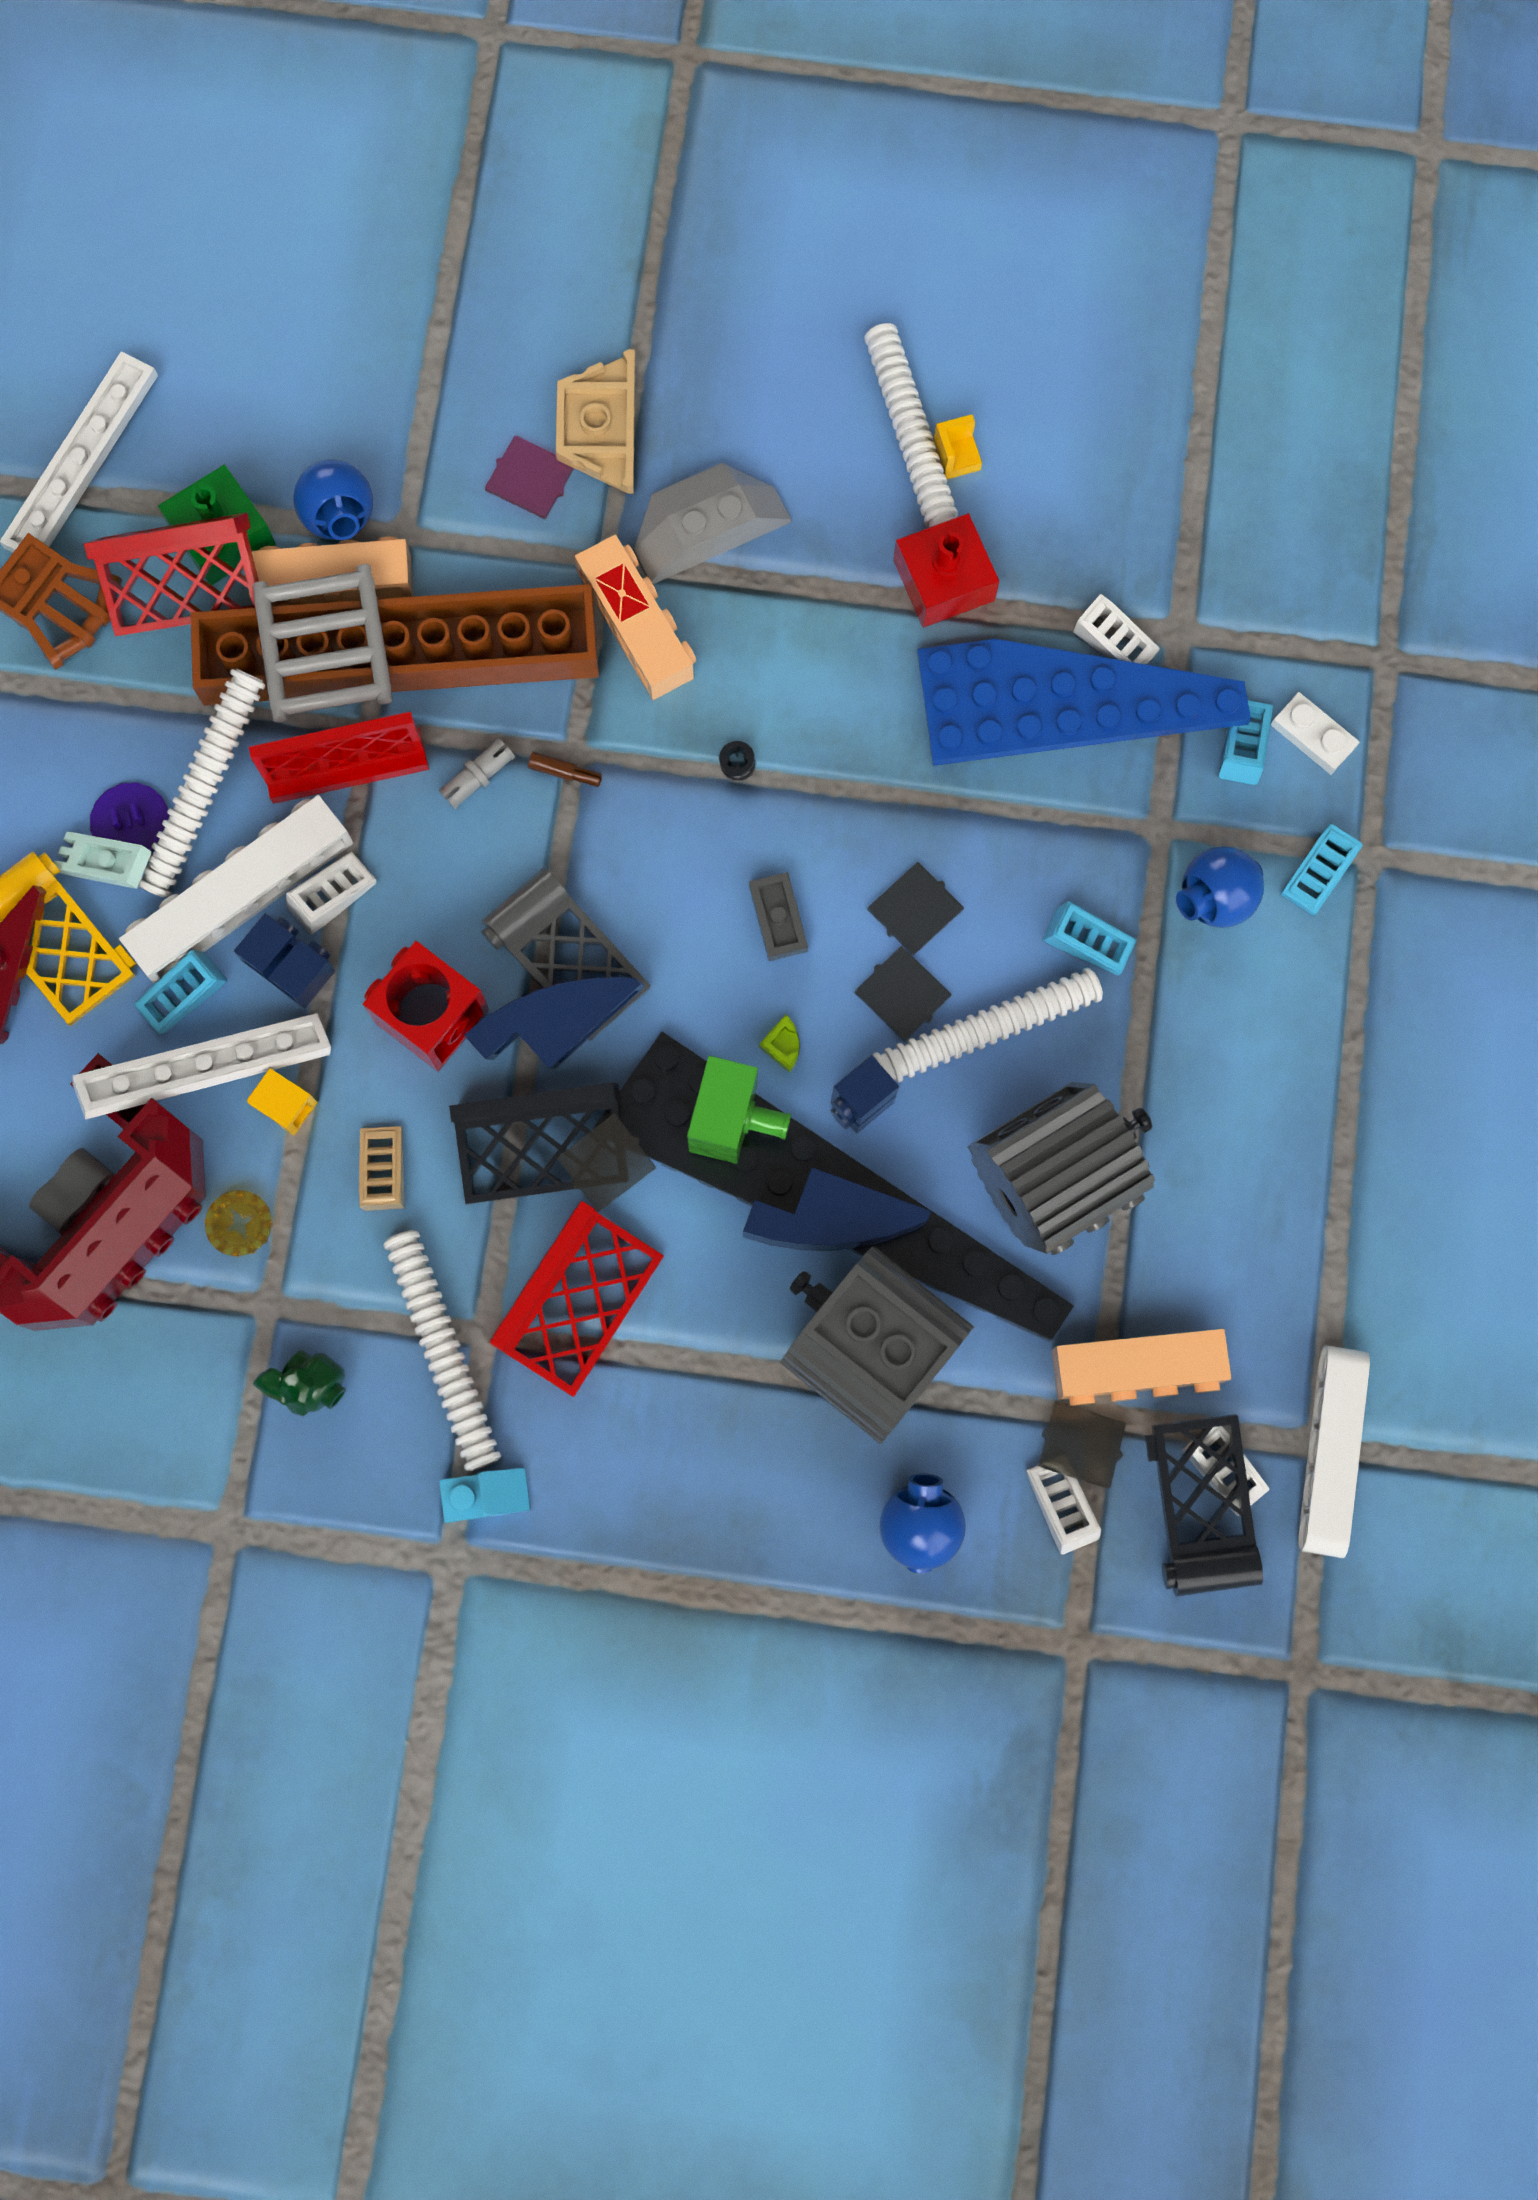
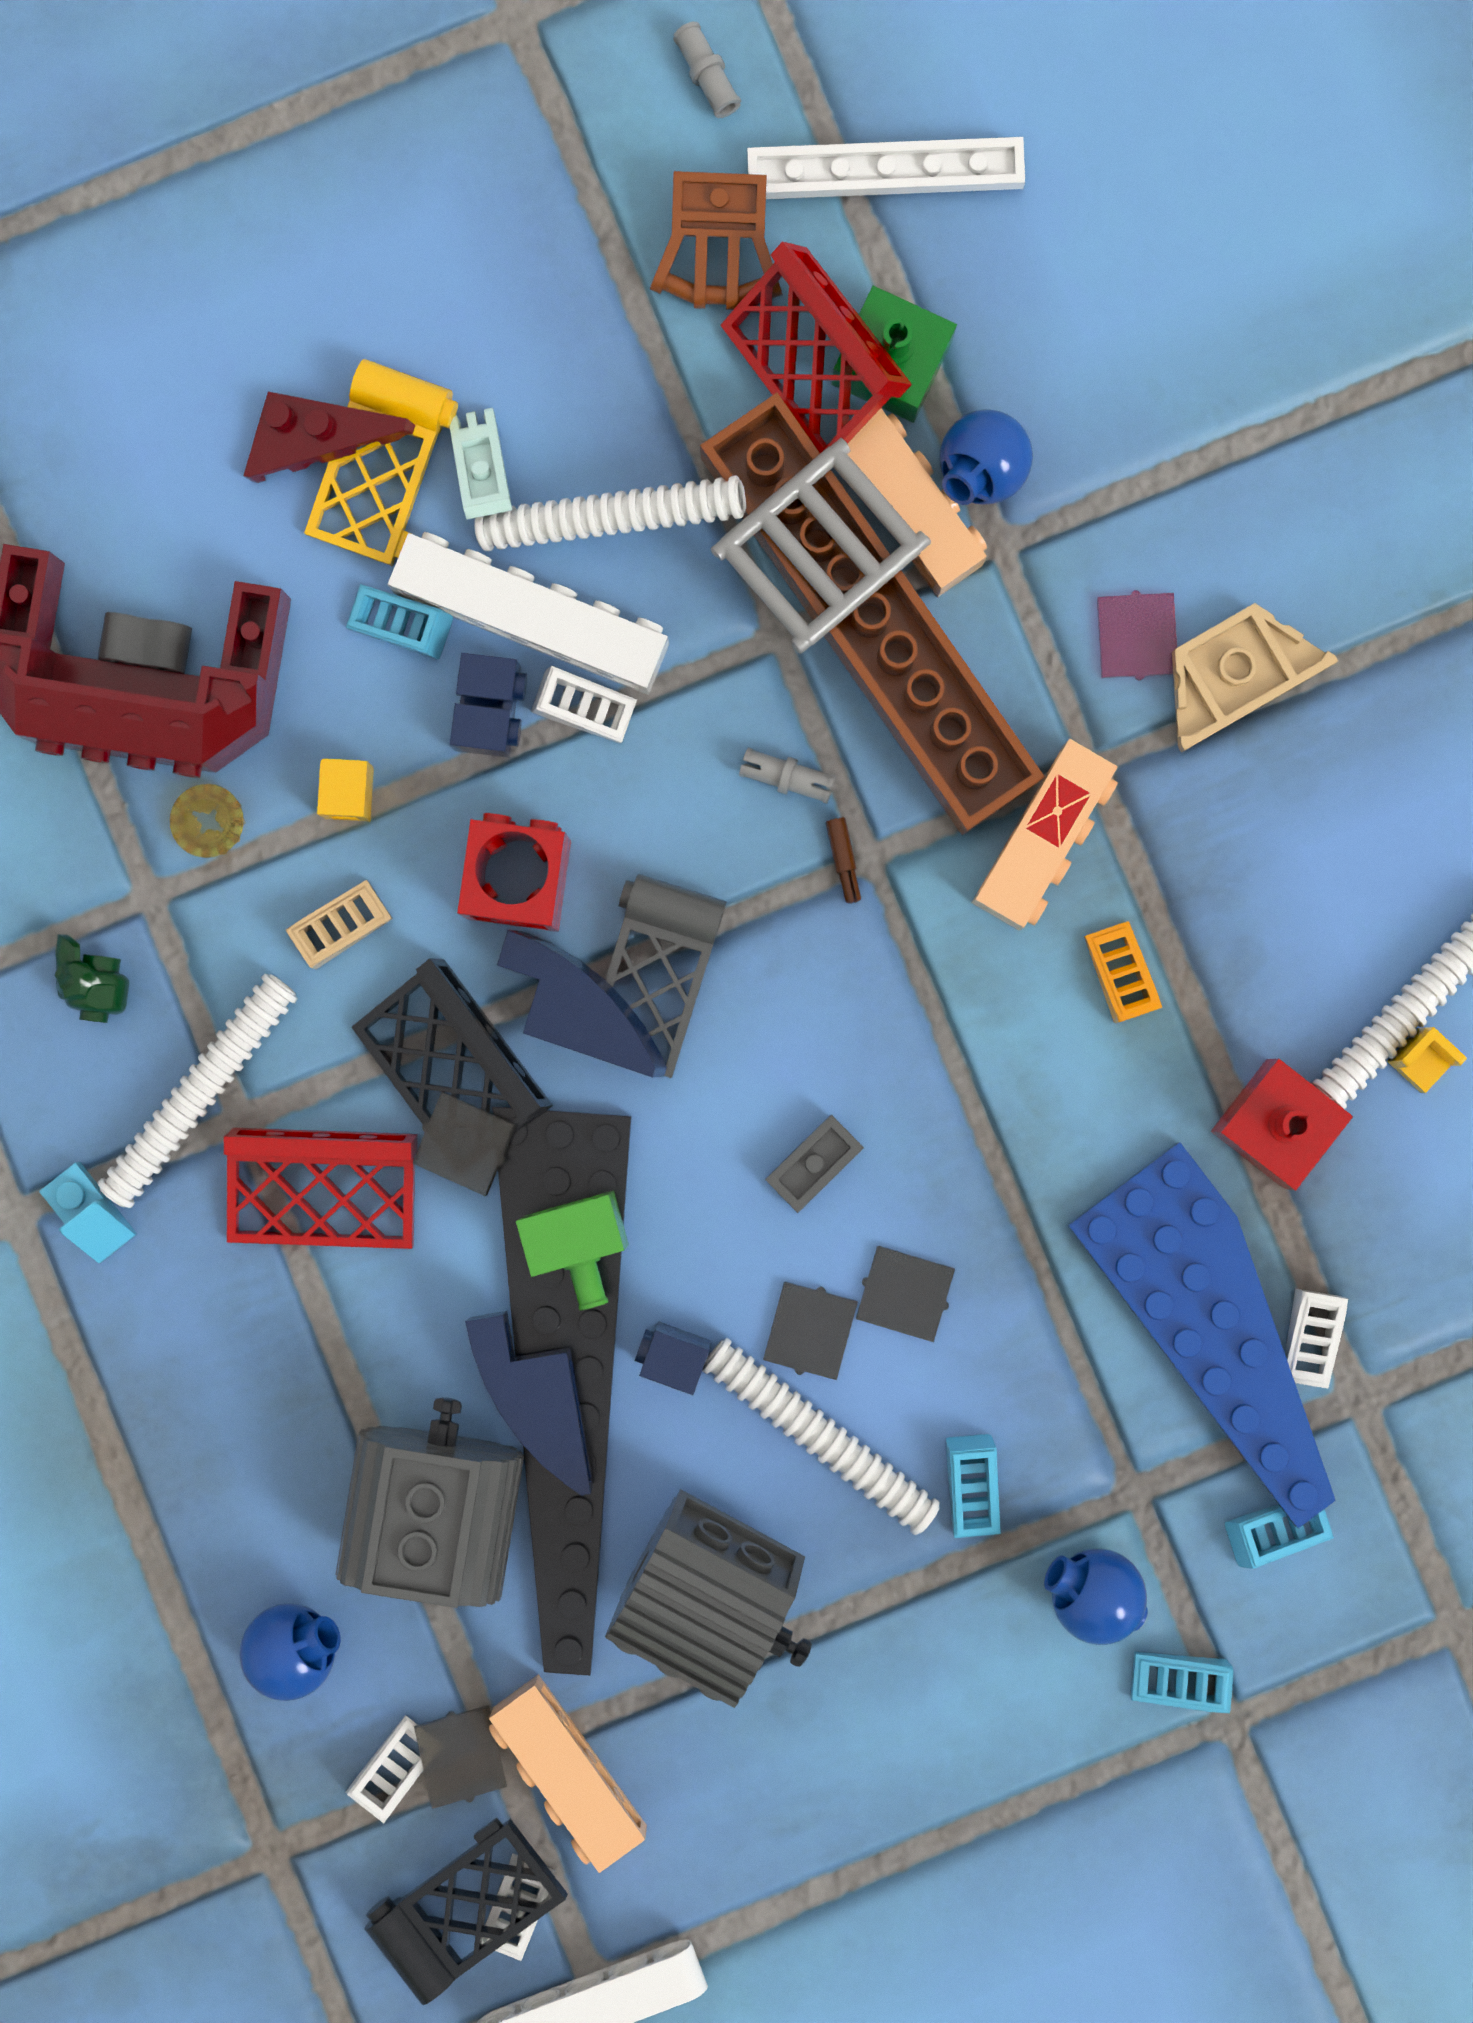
camera: 65 degrees right, 10 degrees up
(129, 814) = (543, 460): dark purple piece -> none
(200, 1065) = (327, 695): white plate -> none
(340, 757) = (719, 636): red fence -> none
(705, 519) = (1195, 843): light grey wedge -> none
(739, 773) = (964, 1037): black bush -> none
(777, 636) = (1138, 965): none -> light orange slope
(782, 1044) = (689, 1241): lime tile -> none
(1315, 733) = (1328, 1597): white plate -> none

